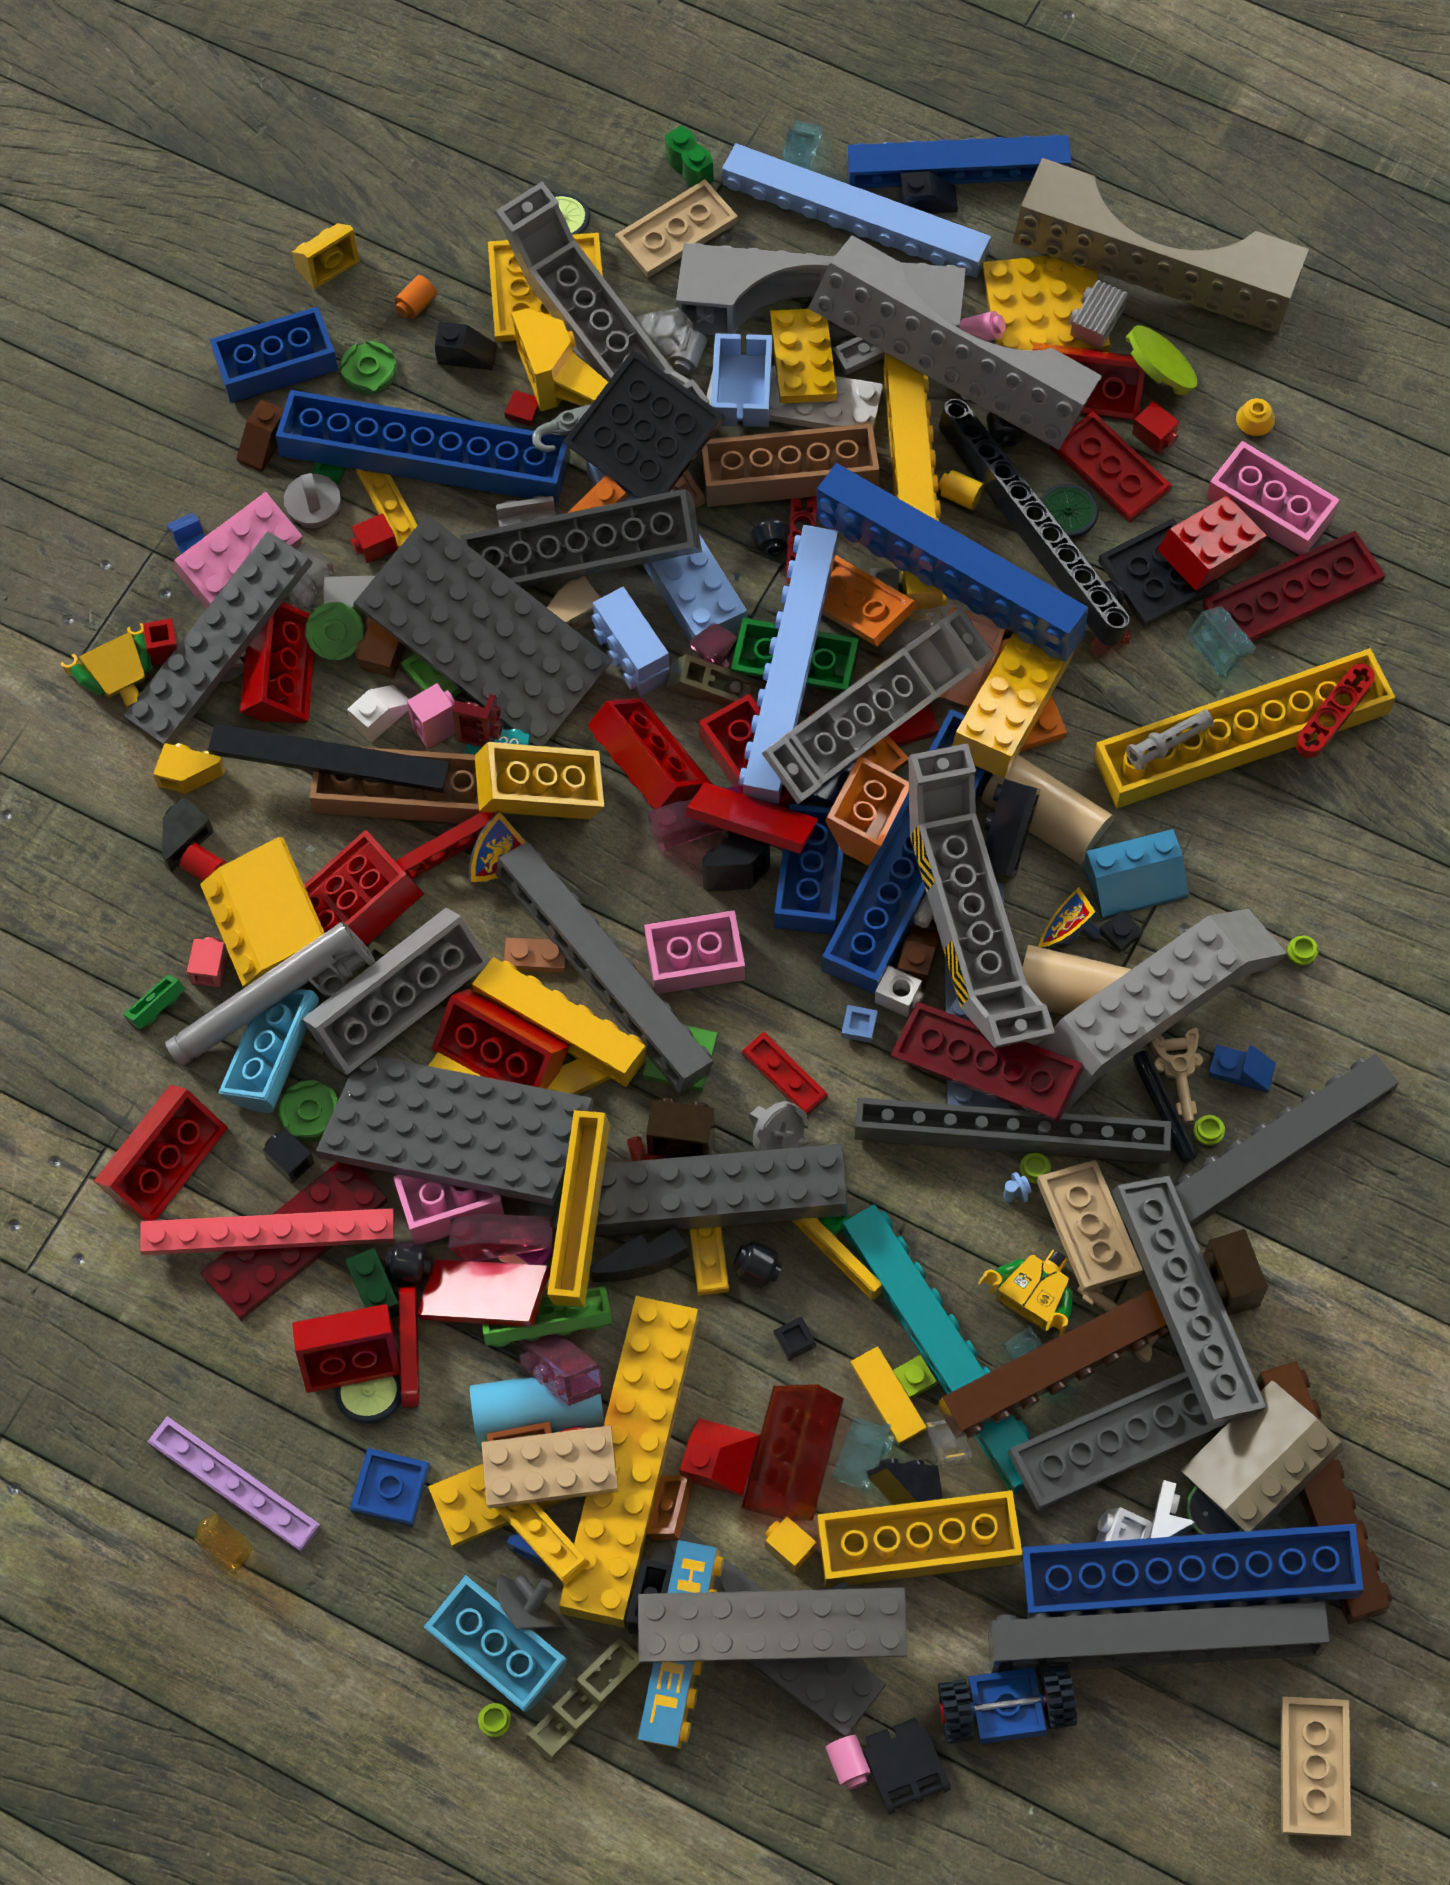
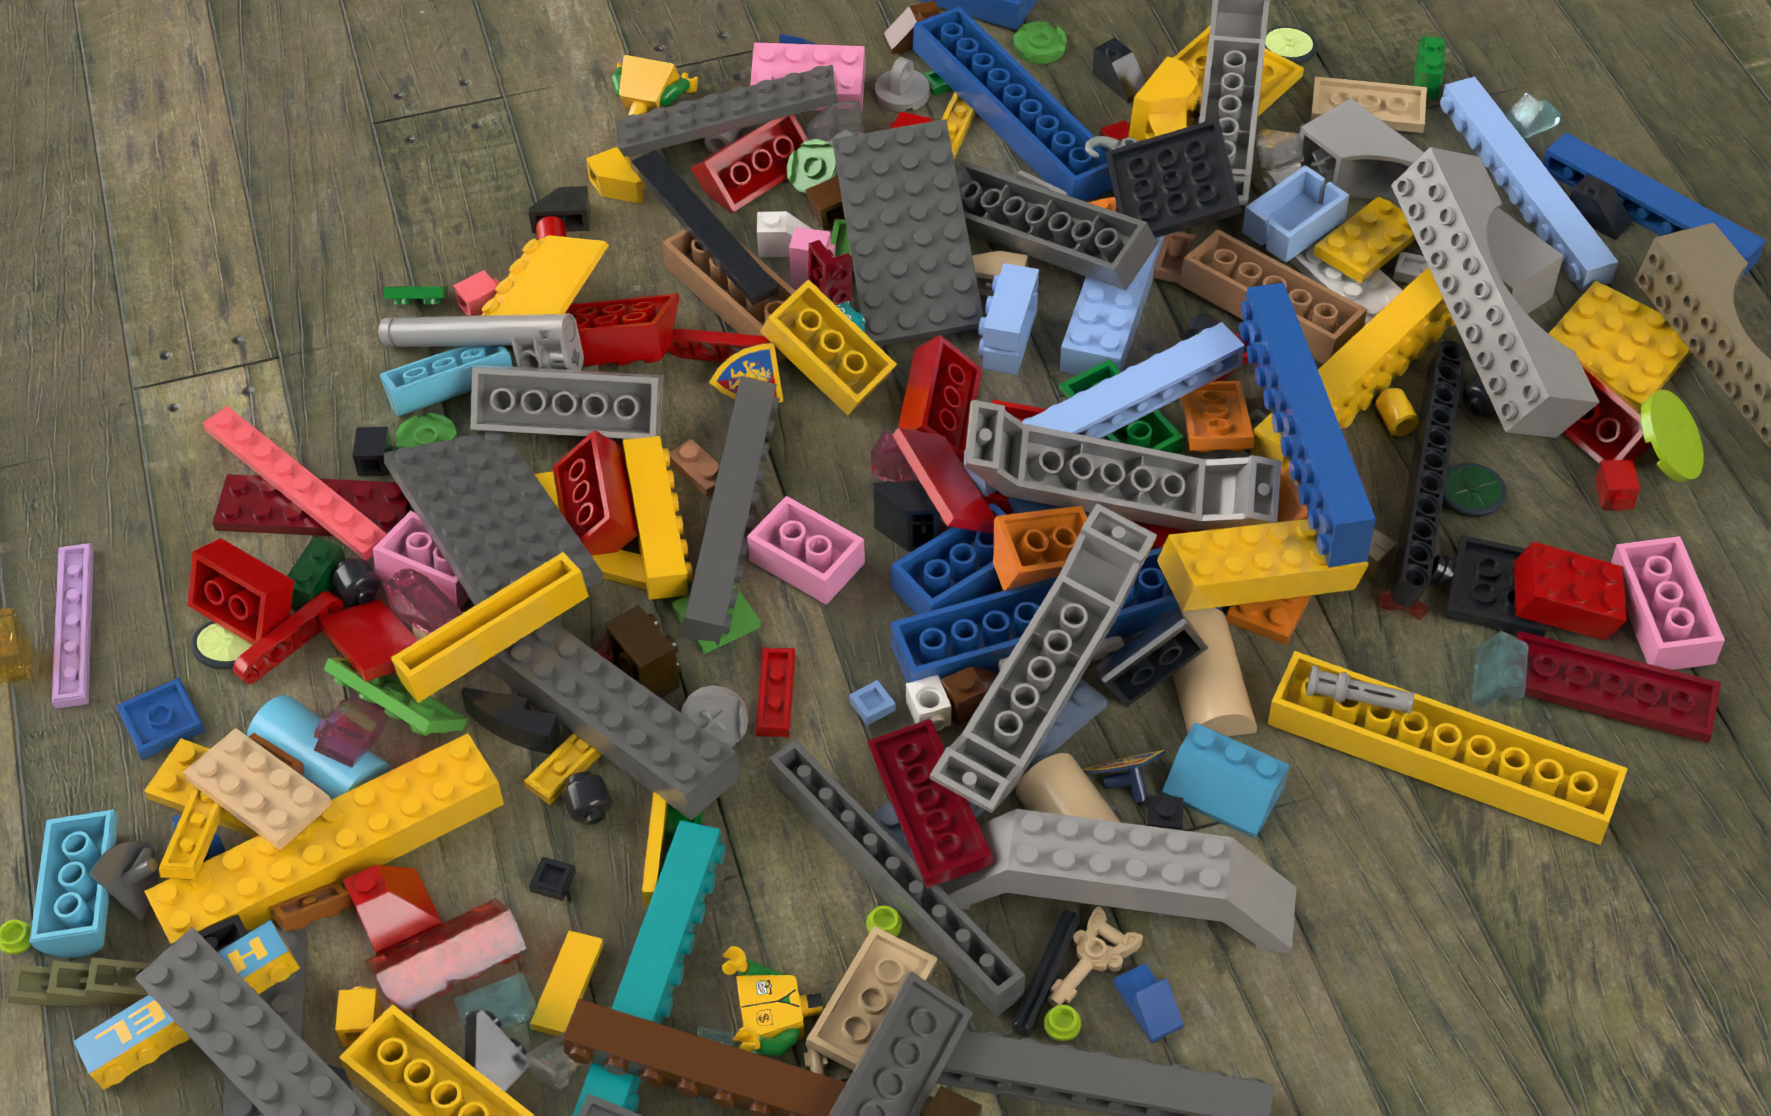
camera: 45 degrees right, 15 degrees down
(160, 640) = (692, 86): red brick -> none
(161, 1153) = (299, 384): red slope -> none
(415, 297) = (1121, 21): orange brick -> none
(710, 682) = (1034, 381): olive slope -> none
(713, 644) = (1065, 360): clear pink slope -> none
(915, 1377) = (601, 987): lime plate -> none
(985, 326) = (1546, 315): bright pink brick -> none
(1017, 1187) = (848, 922): light blue plate -> none
(1098, 313) = (1652, 369): light grey brick -> none
(1112, 467) = (1548, 489): red tile -> none
(1255, 417) = (1721, 541): yellow cone -> none
(1302, 950) = (1308, 957): lime plate -> none
(1336, 711) = (1538, 790): red beam -> none

